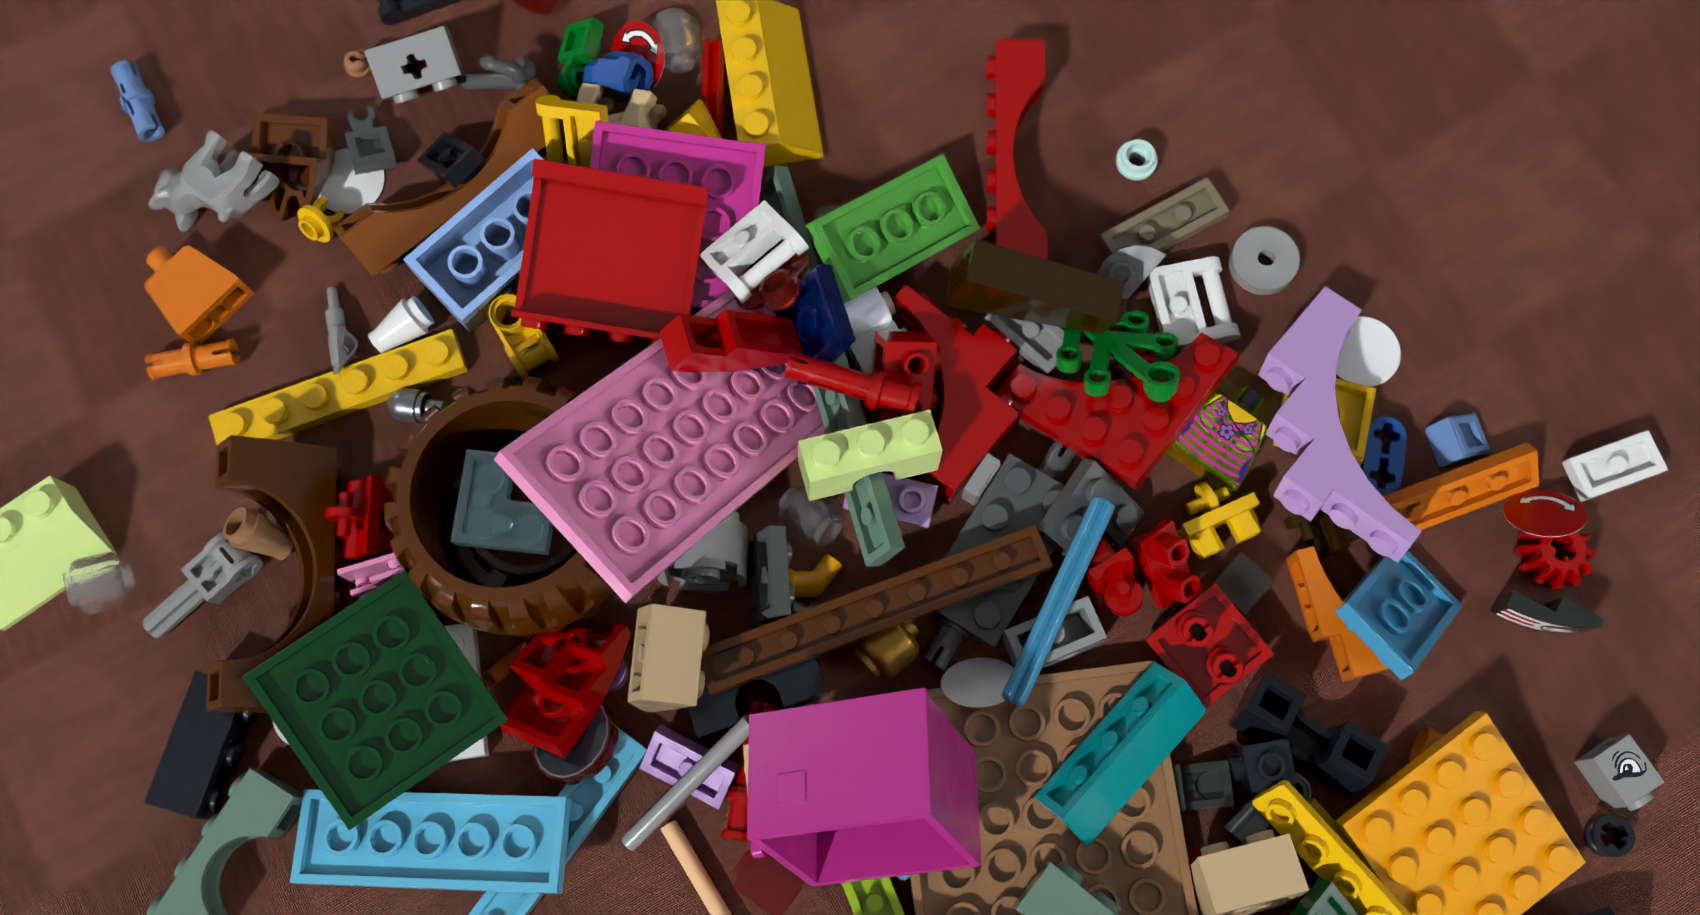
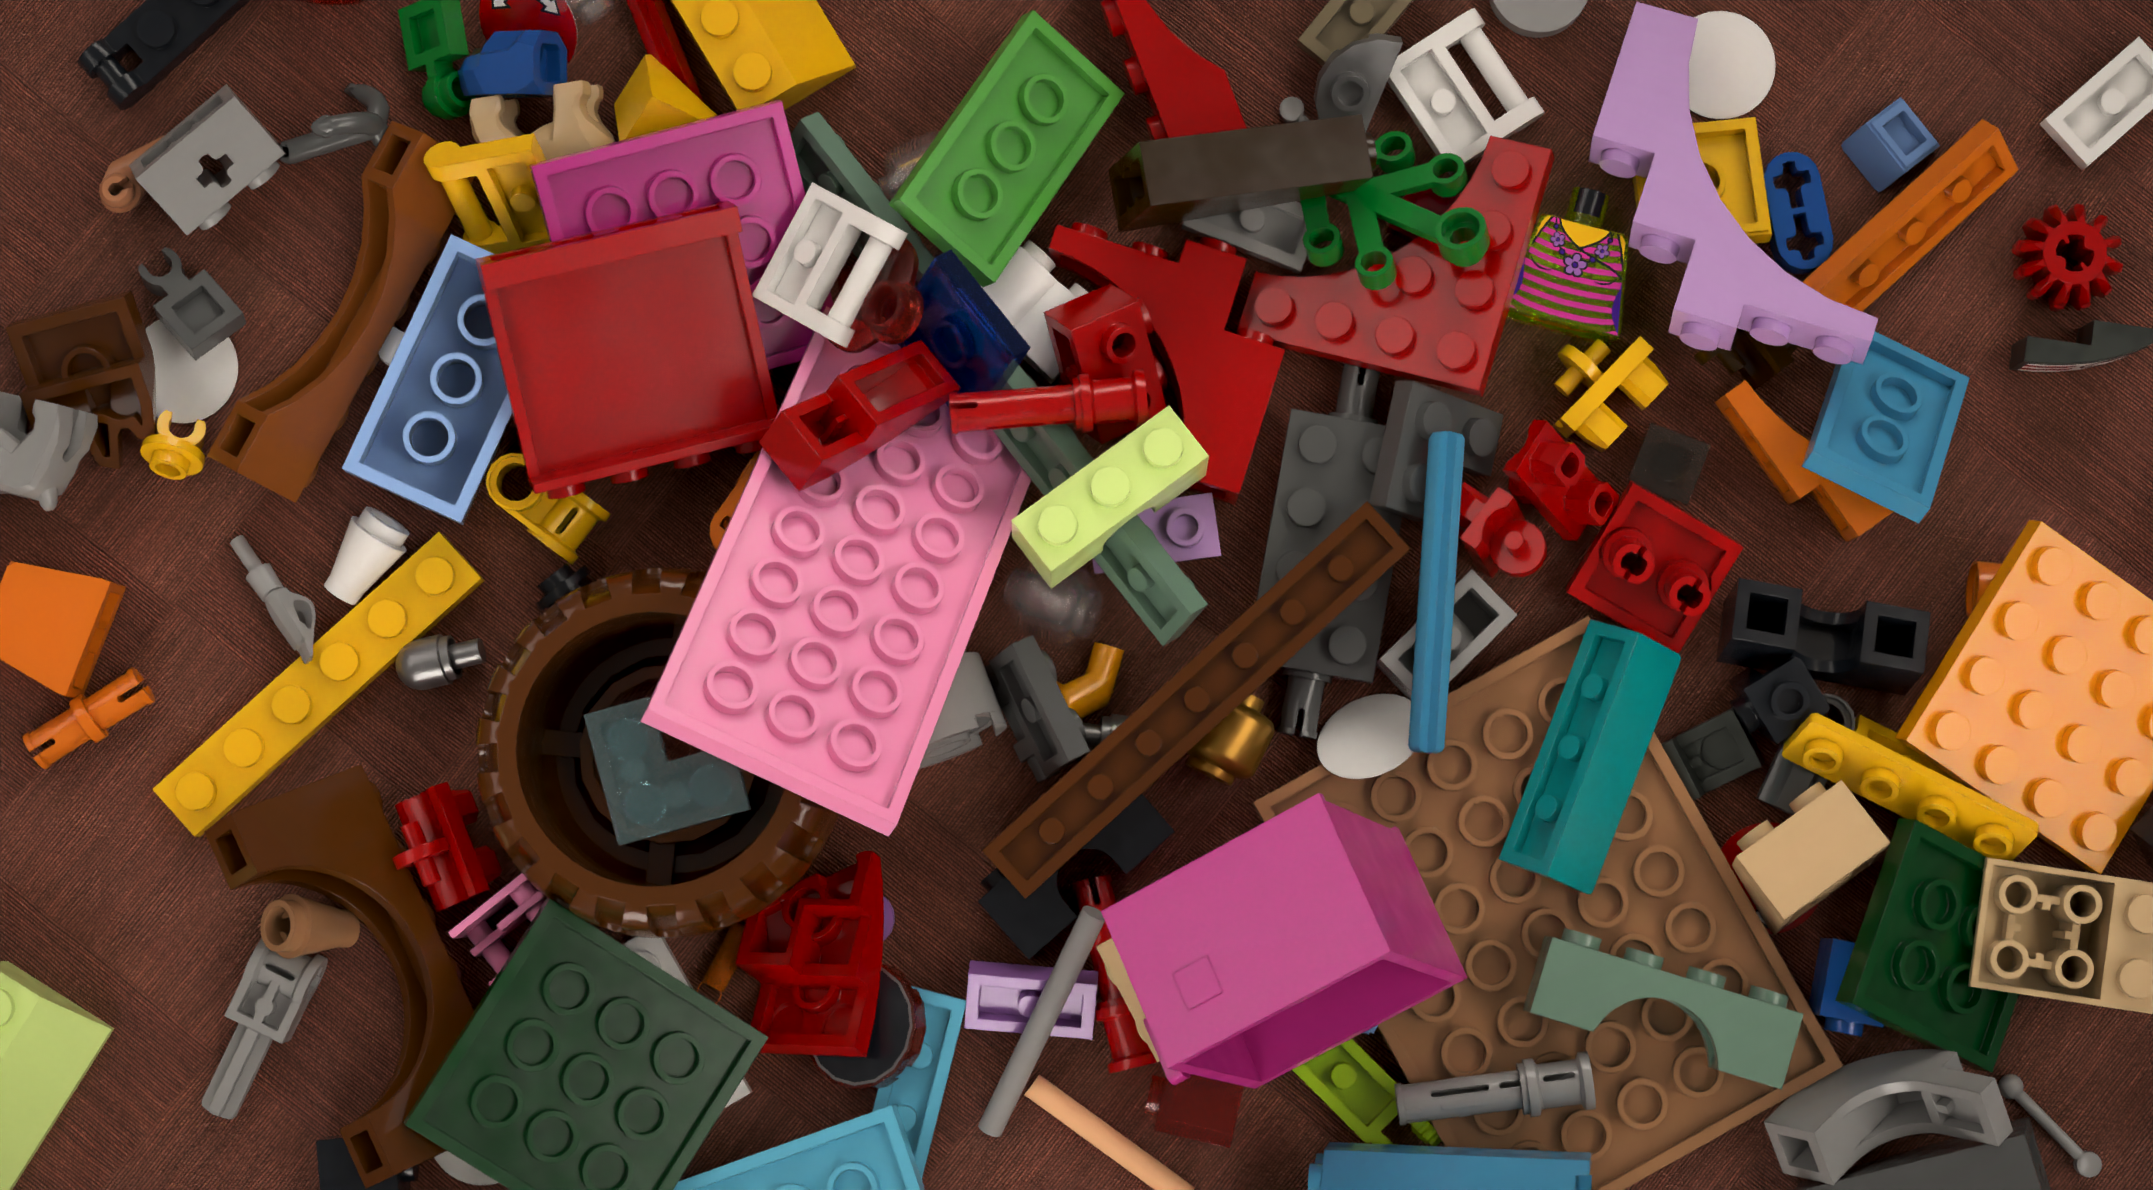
camera: 25 degrees left, 10 degrees up
(98, 583) = (117, 1078): clear head -> none
(451, 160) = (329, 287): black plate -> none
(667, 658) = (957, 875): tan slope -> none
(981, 479) = (1266, 458): light grey tile -> none
(1545, 513) = (2036, 212): red sticker -> none

